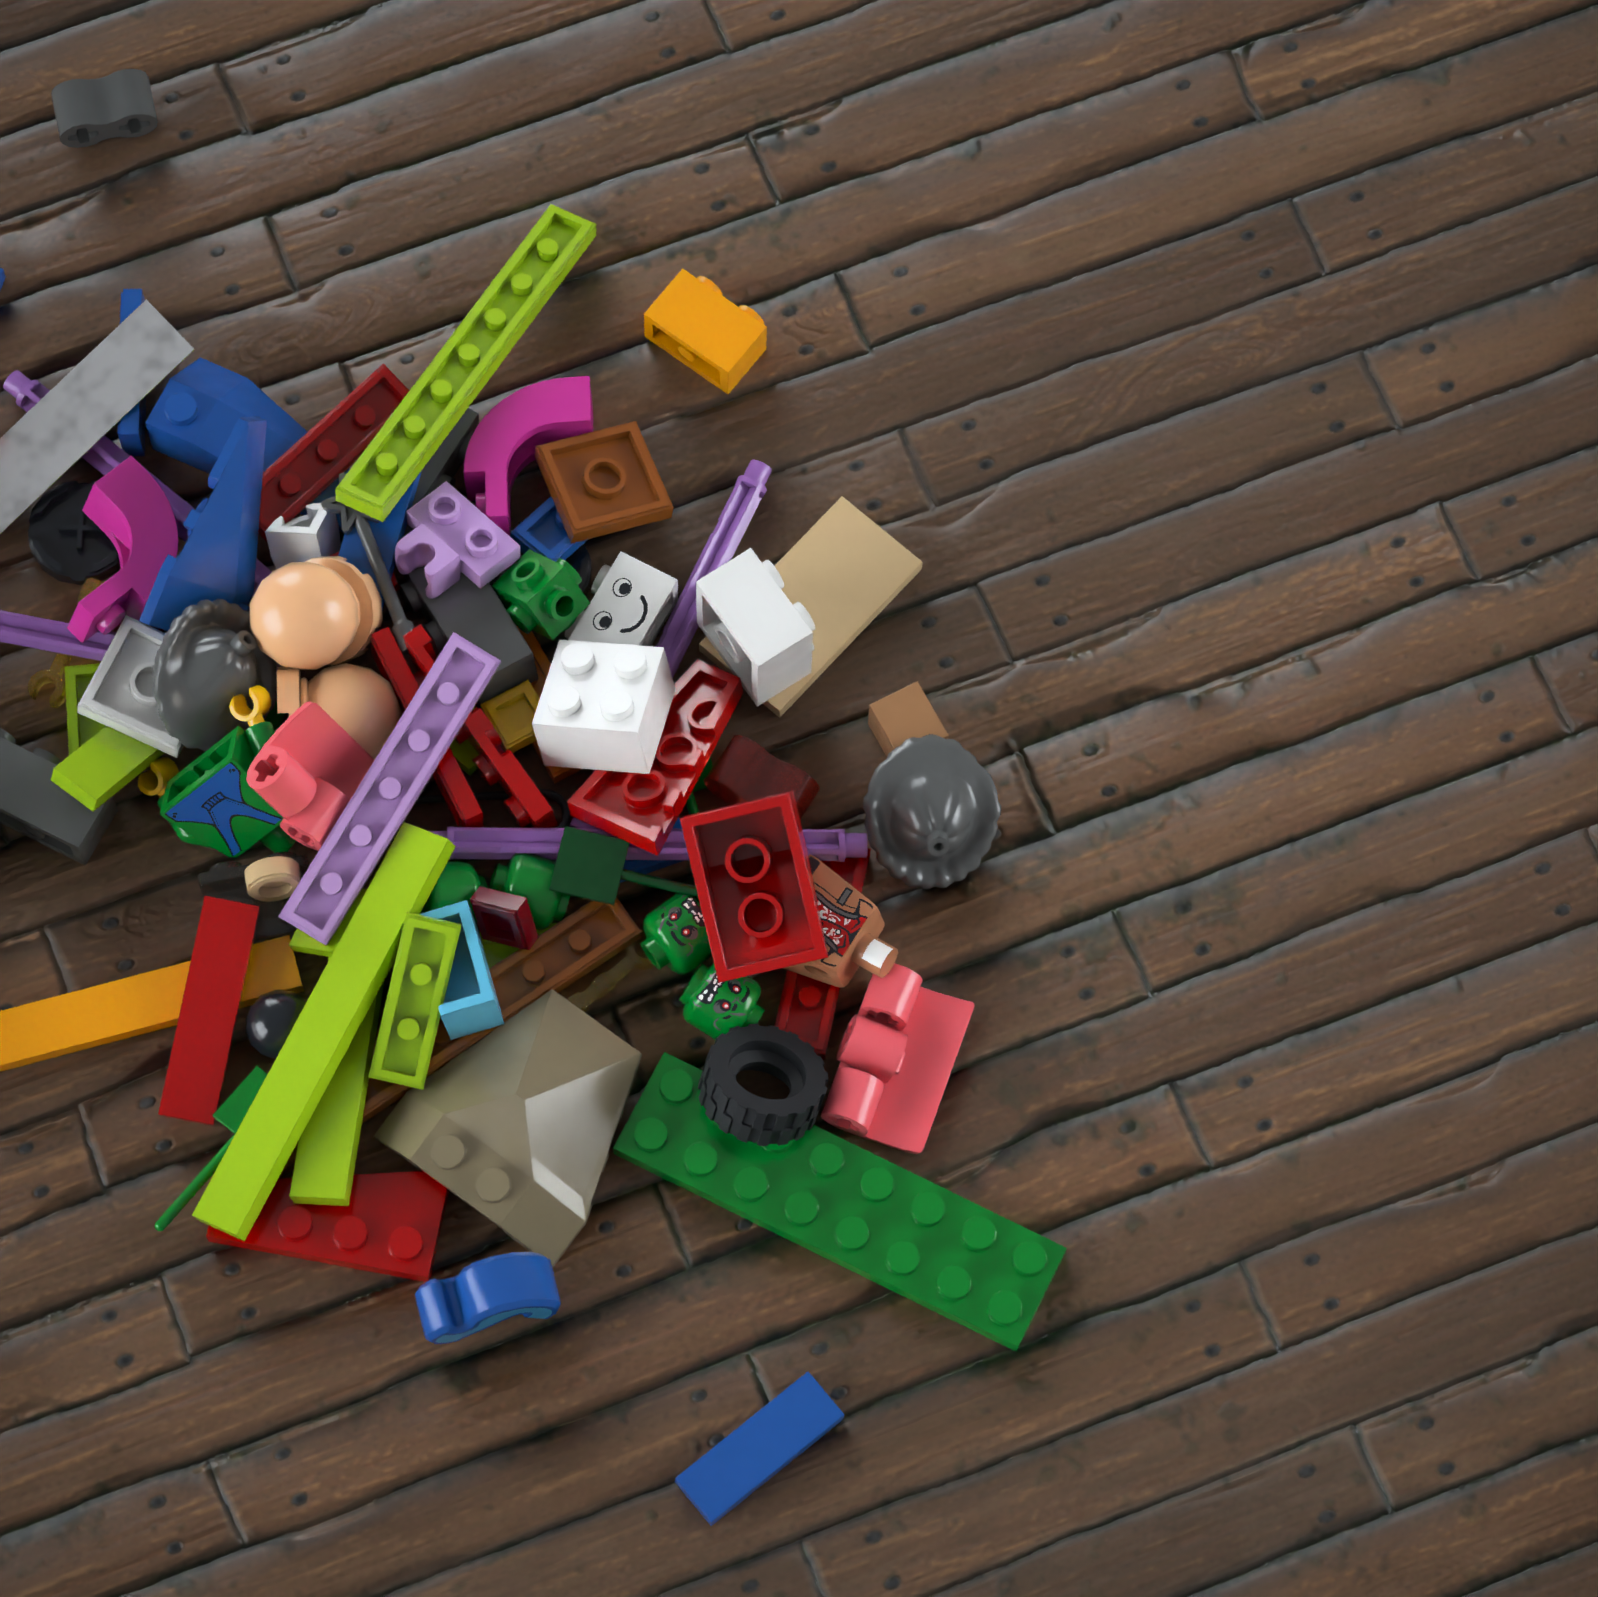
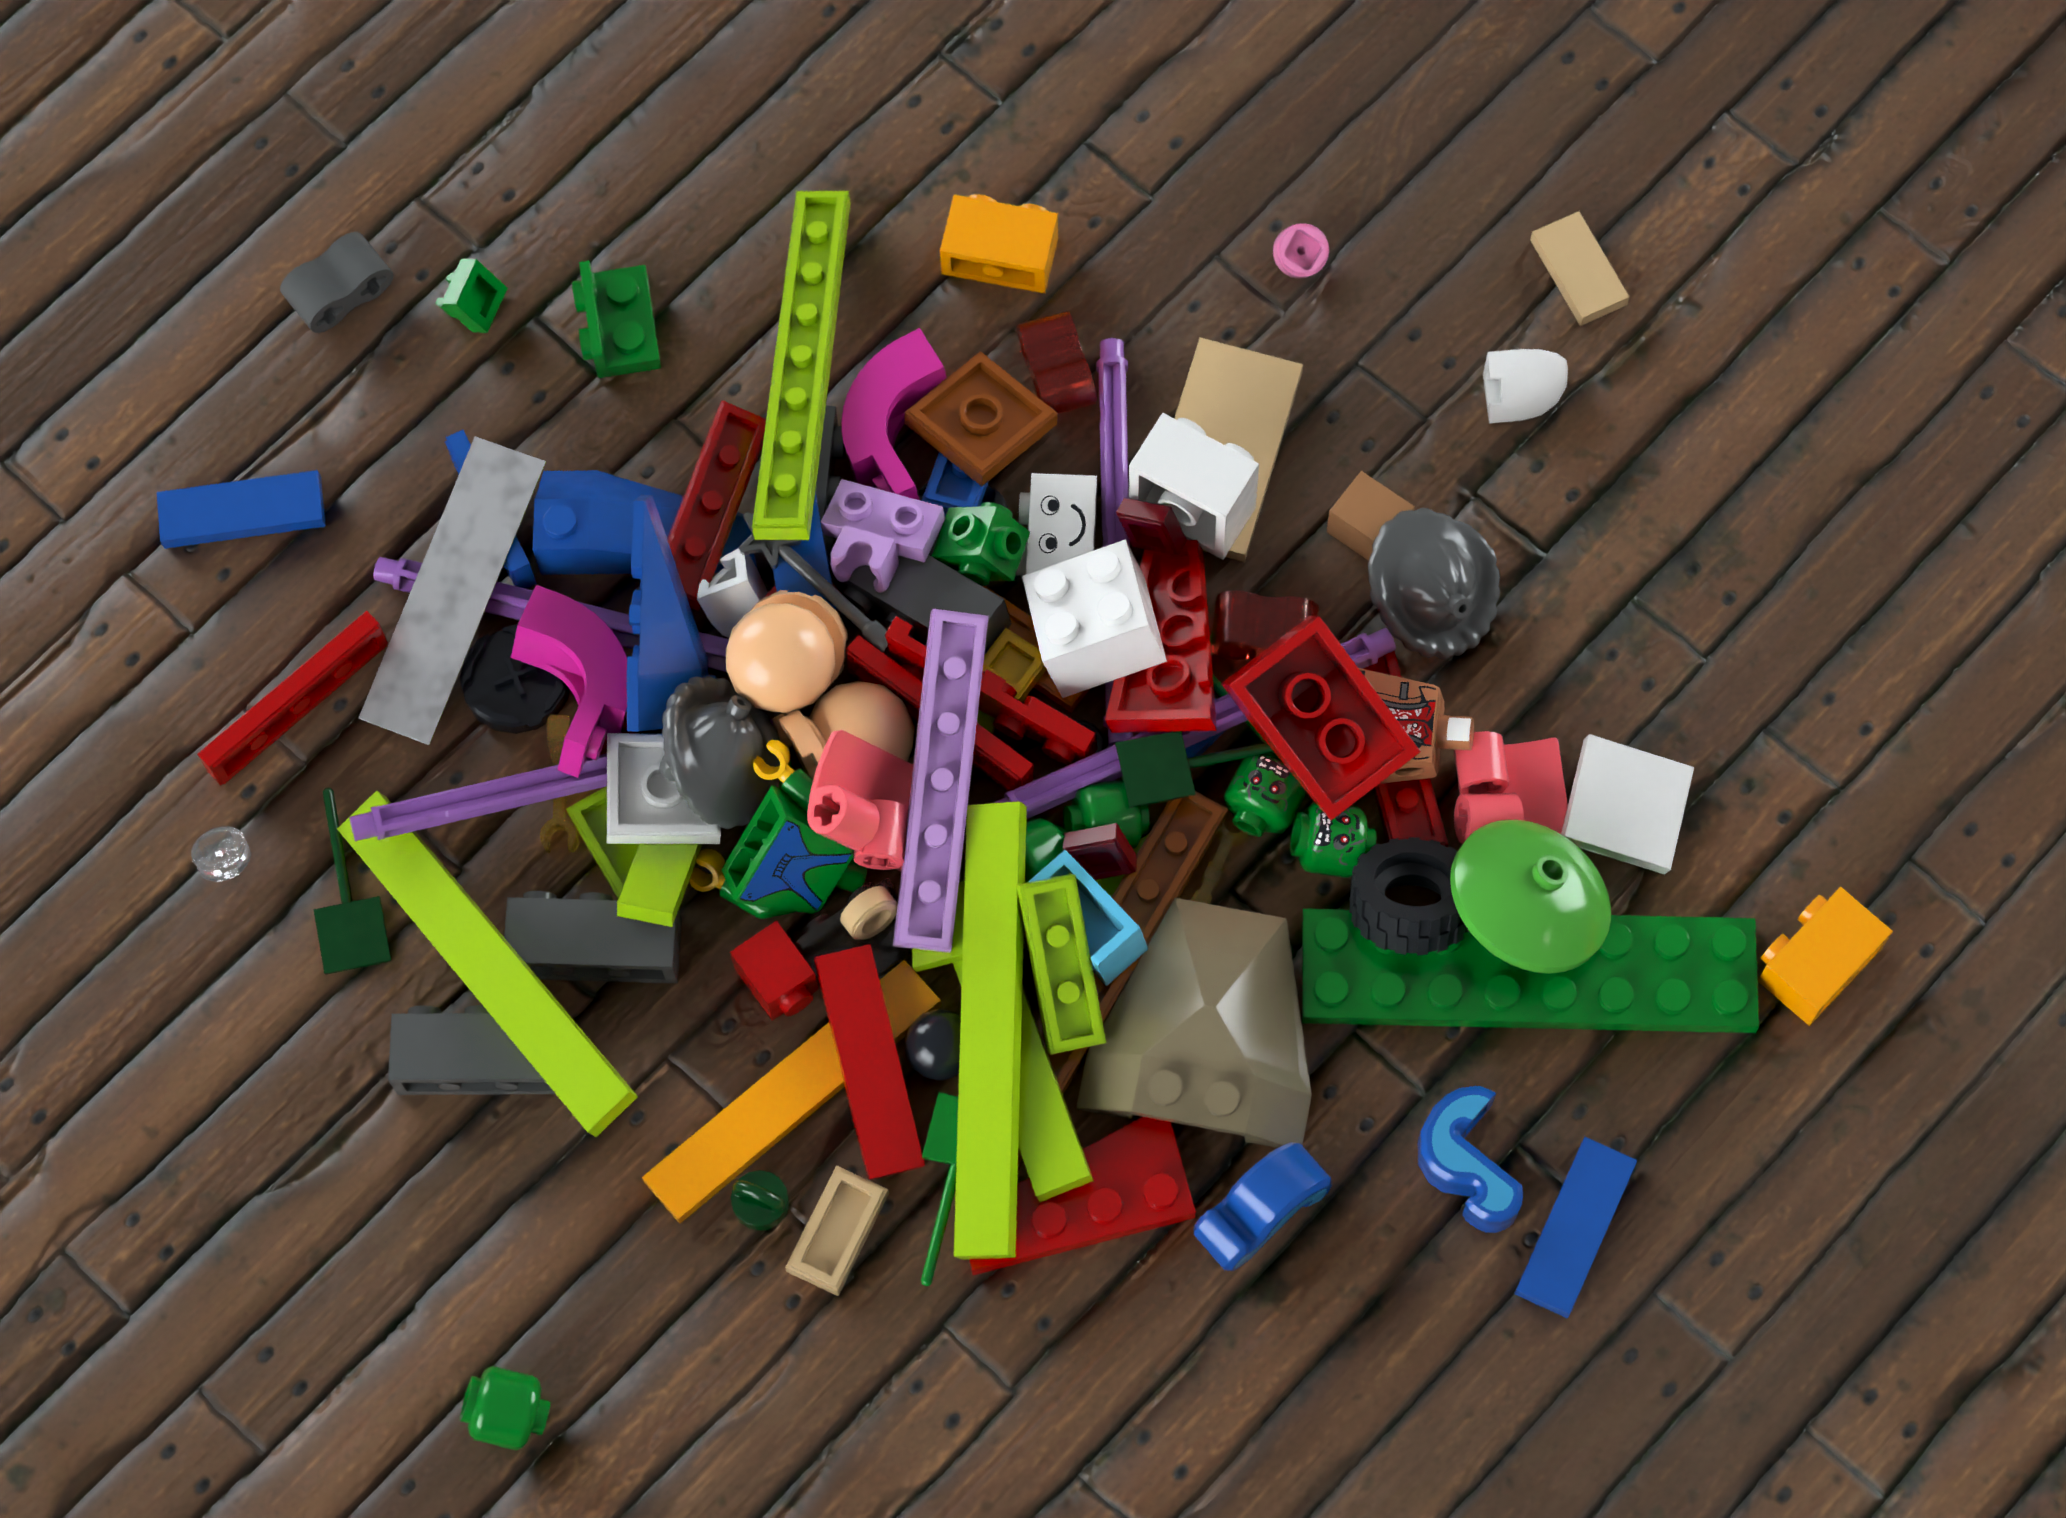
camera: 20 degrees left, 0 degrees up
(56, 1088) = (760, 1200): none -> dark green tile
(109, 1146) = (837, 1230): none -> tan tile
(169, 893) = (775, 972): none -> red brick
(216, 173) = (472, 295): none -> green tile
(332, 250) = (619, 320): none -> green bracket
(679, 1347) = (1463, 1170): none -> blue animal
(700, 462) = (1056, 362): none -> clear red axle
(702, 647) = (1151, 526): none -> dark red tile
(847, 1149) = (1530, 896): none -> bright green dish
(975, 457) = (1301, 250): none -> bright pink tile
(1005, 1092) = (1627, 804): none -> white tile
(1109, 1308) = (1823, 955): none -> light orange brick
(1115, 669) = (1523, 383): none -> white brick
(1223, 586) = (1579, 268): none -> tan tile

